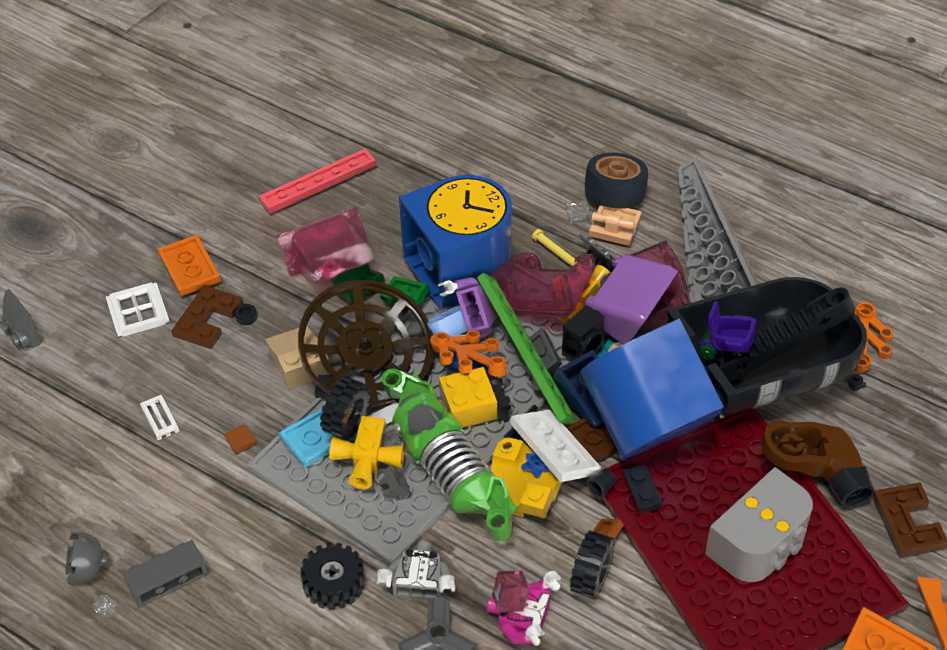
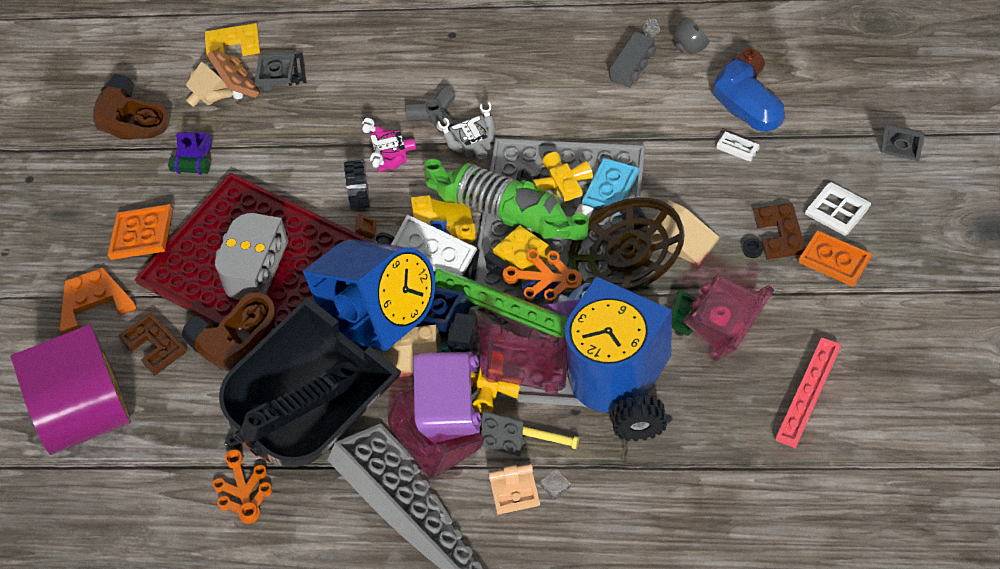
camera: 155 degrees right, 5 degrees up
(99, 463) = (745, 95): none -> blue piece
(240, 439) = (667, 160): dark orange tile -> none
(336, 590) = (526, 119): black bush -> none
(344, 408) = (593, 179): black bush -> none
(510, 591) = (396, 131): clear pink brick -> none
(616, 180) = (533, 506): black wheel -> none
(726, 334) = (342, 375): dark purple piece -> none

